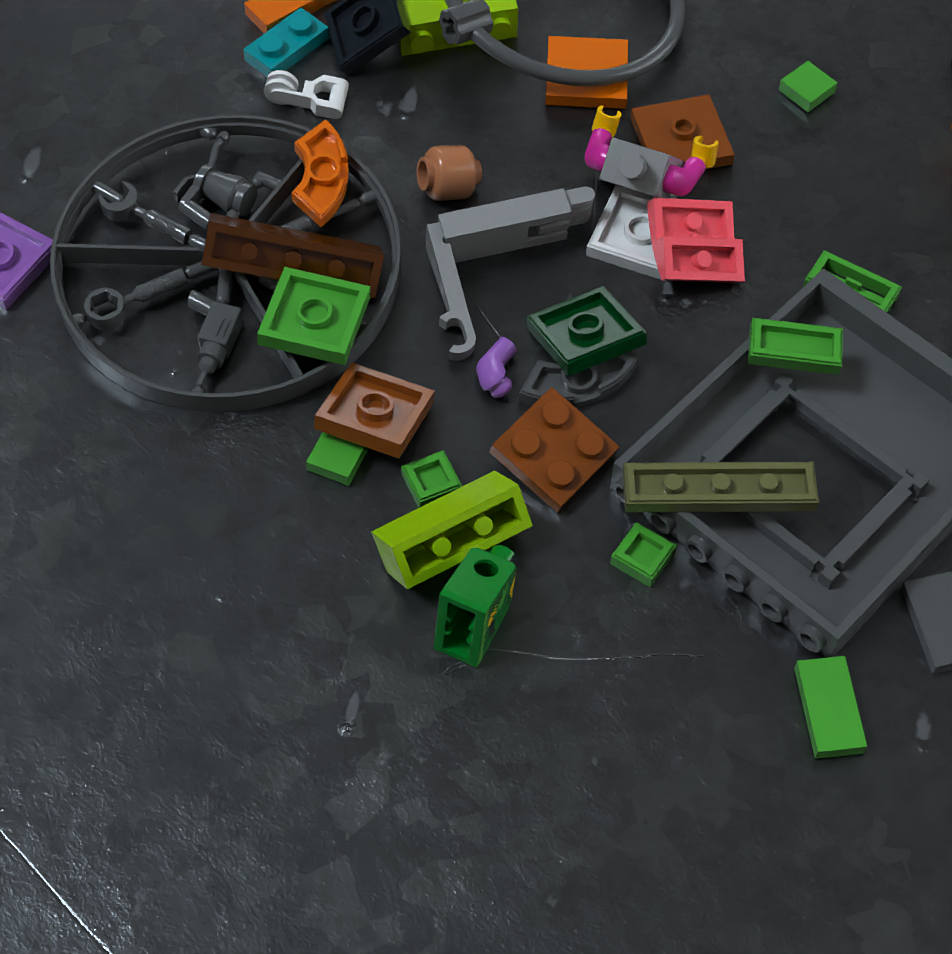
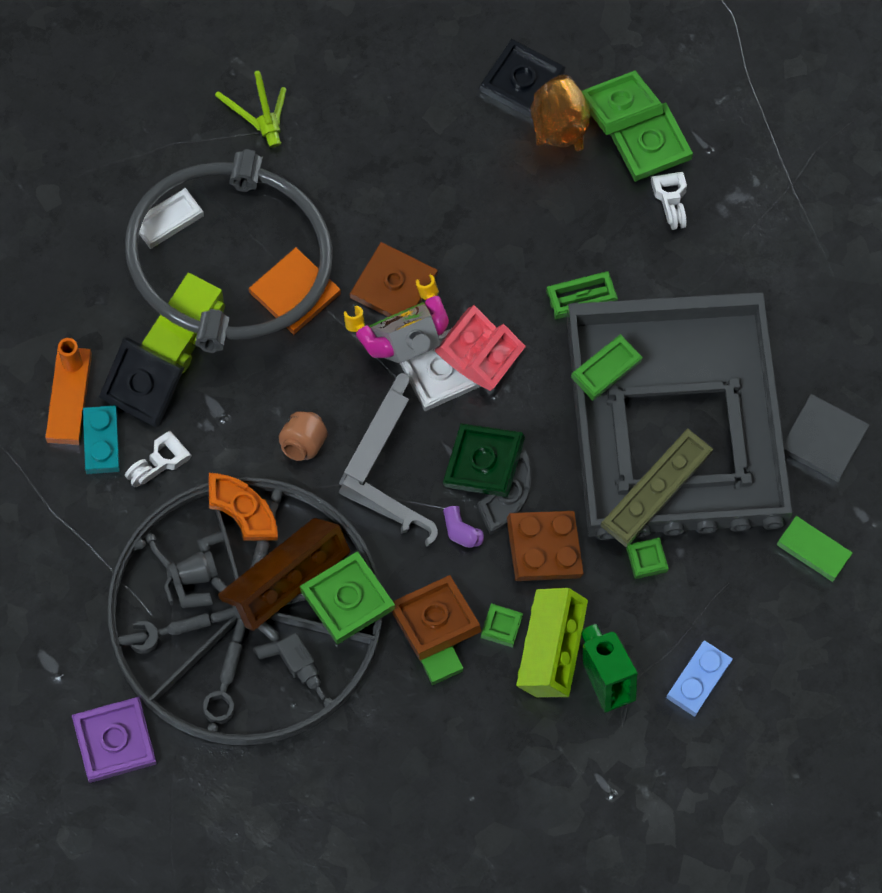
camera: 50 degrees left, 10 degrees up
(562, 707) = (699, 678): none -> light blue plate
(808, 86) = (424, 182): bright green tile -> none

